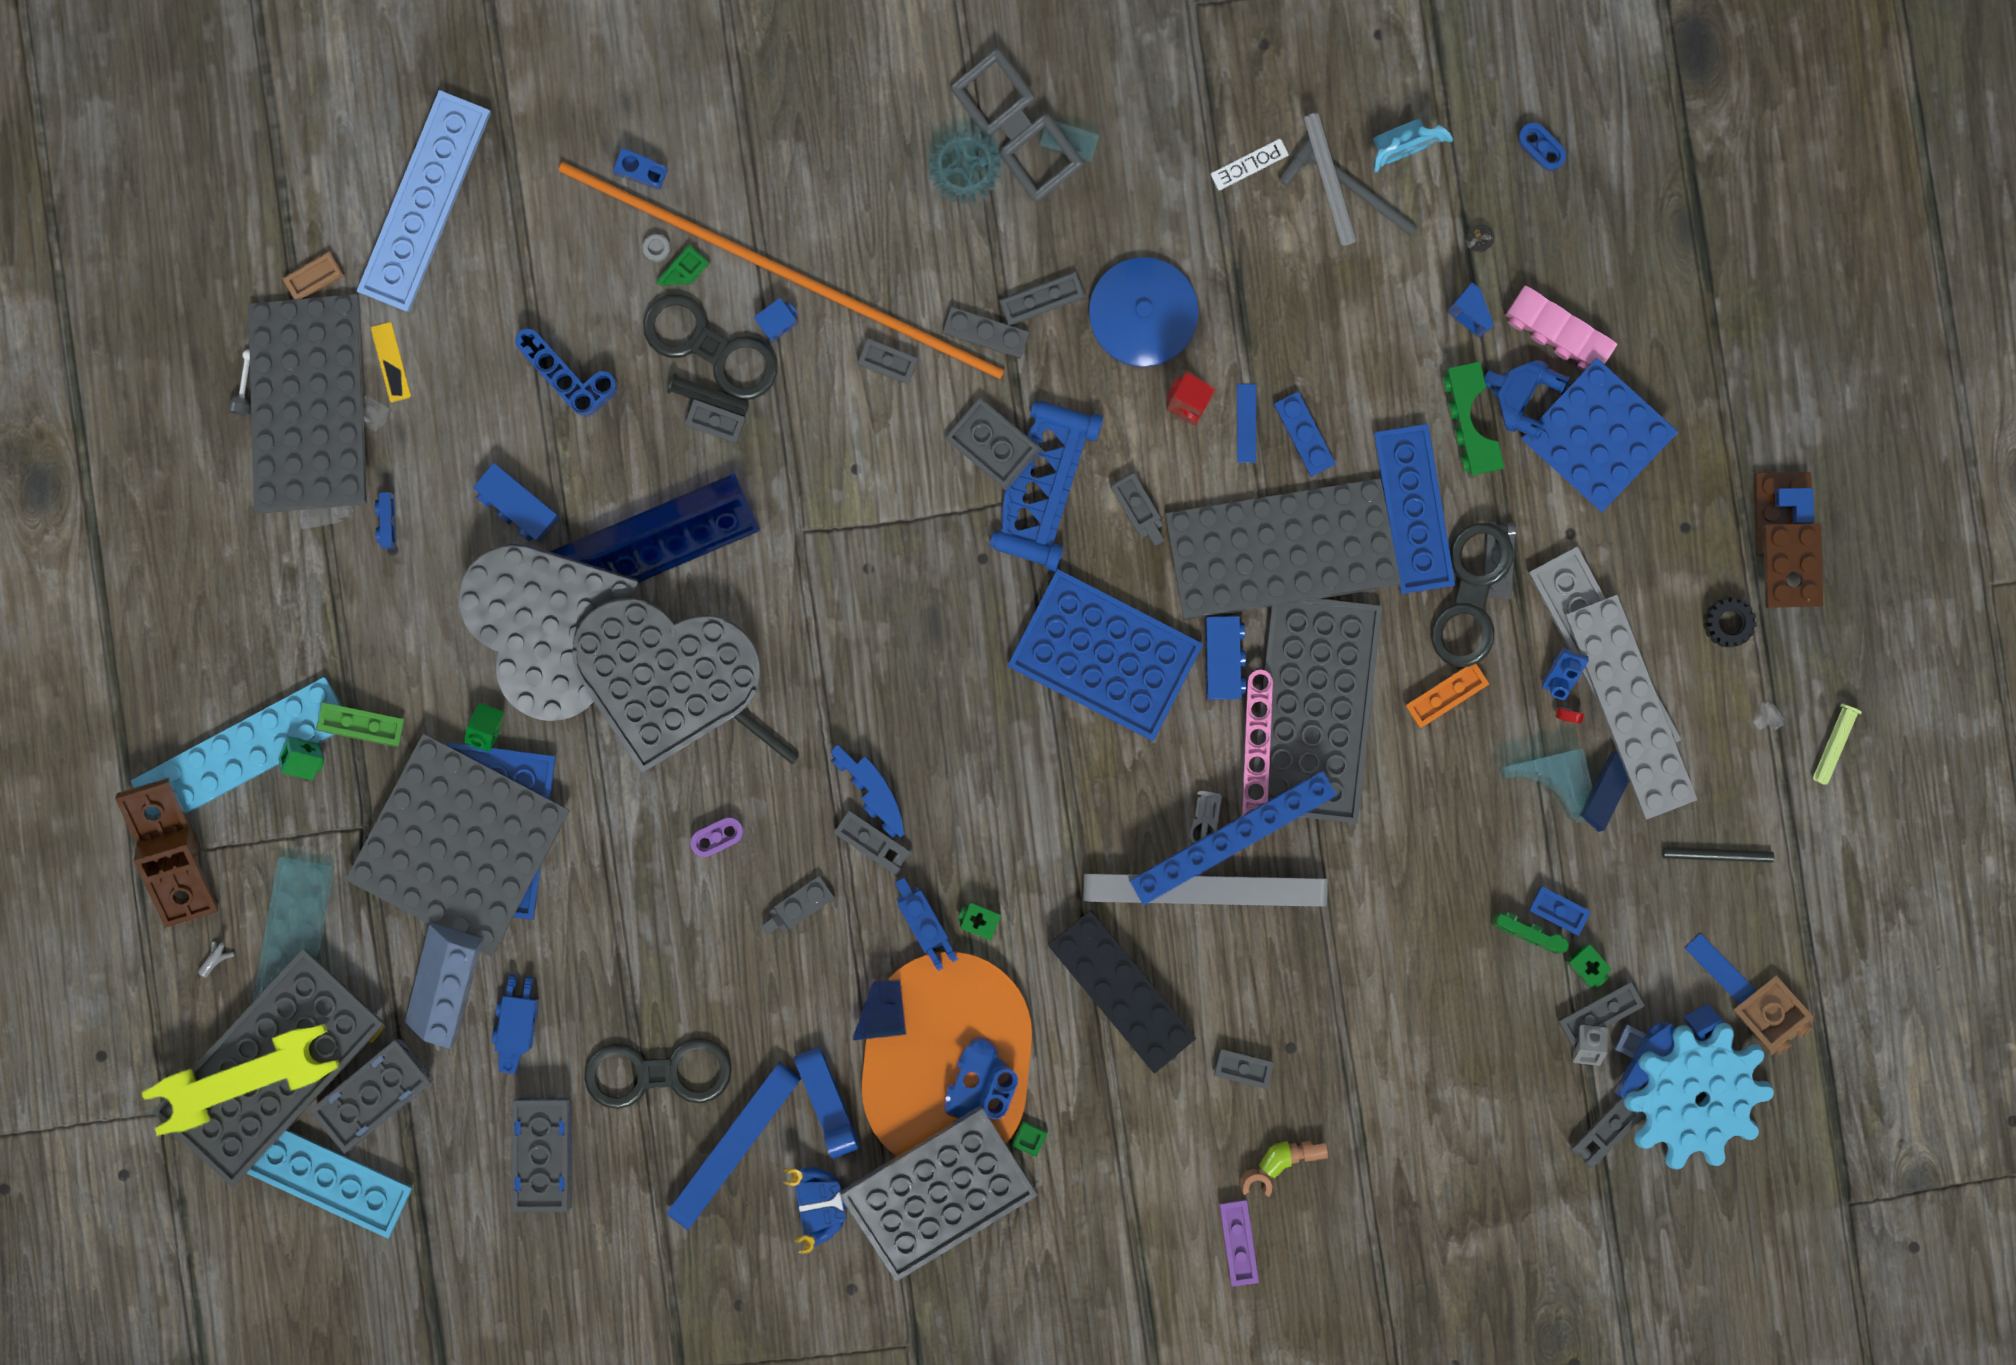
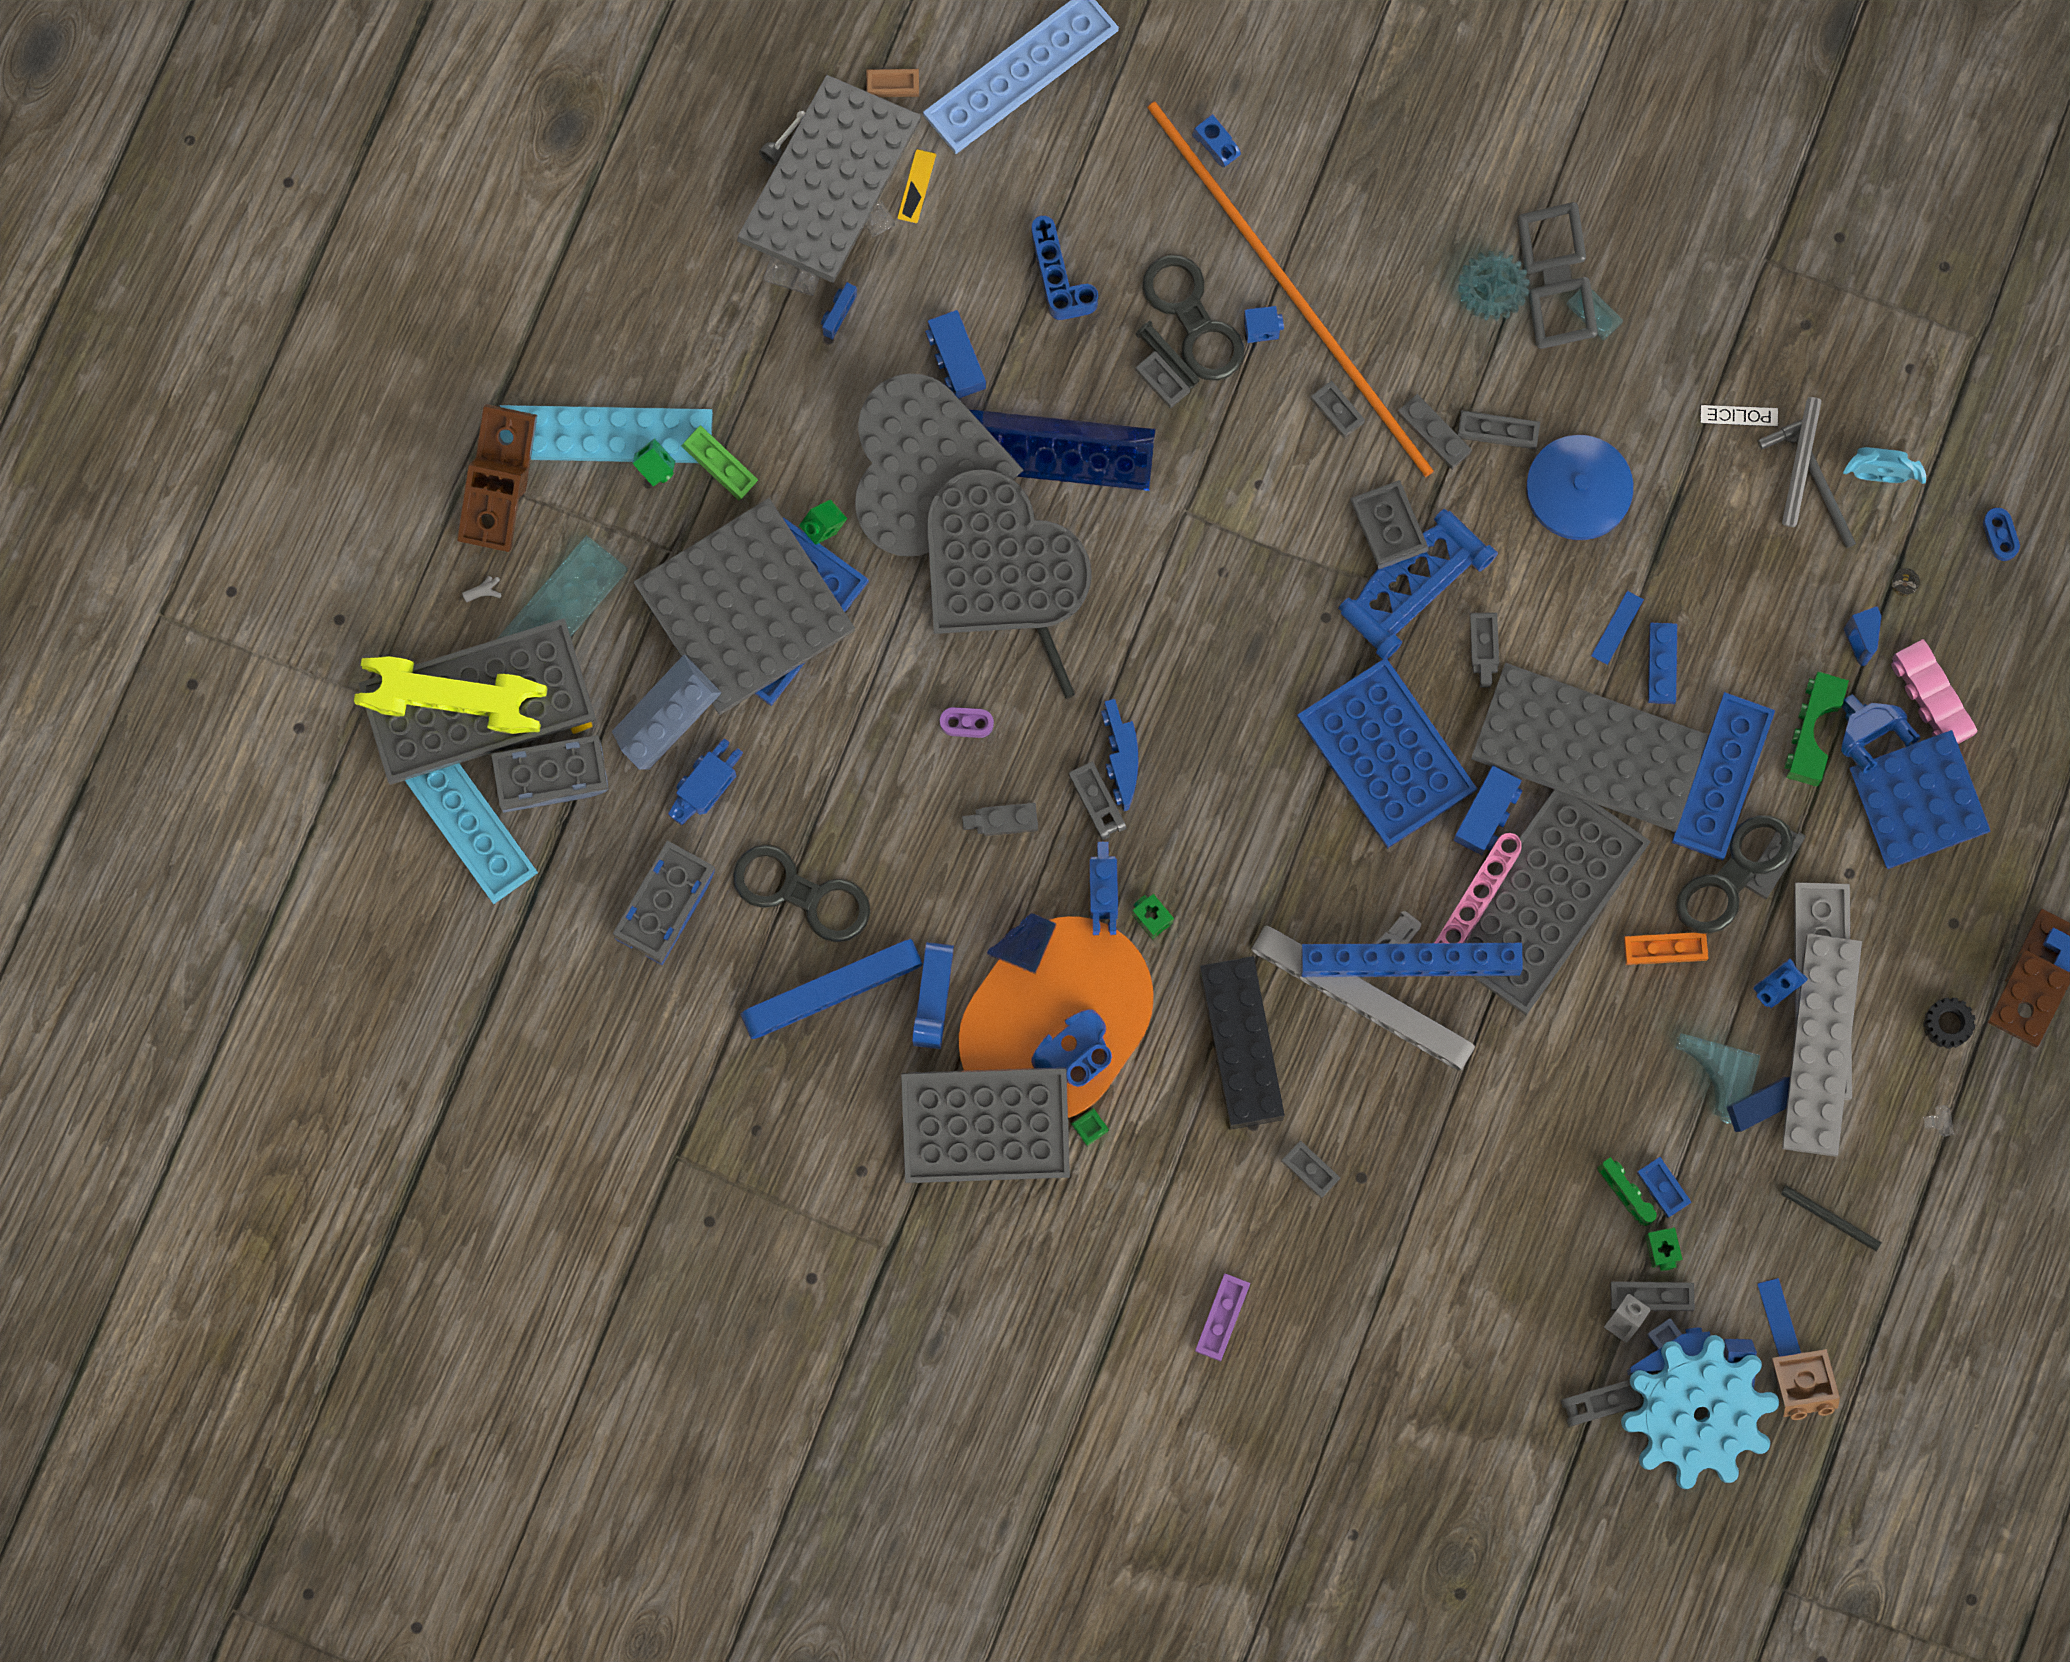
camera: 30 degrees right, 10 degrees down
(656, 248) = (1194, 213): light grey tile -> none
(684, 269) = (1208, 242): green tile -> none
(819, 1205) = (877, 1079): blue torso -> none
(1189, 398) = (1578, 569): red arch -> none
(1277, 1159) = (1301, 1263): nougat piece -> none
(1569, 715) = (1764, 1024): red tile -> none
(1835, 744) = (1988, 1178): yellowish green axle -> none

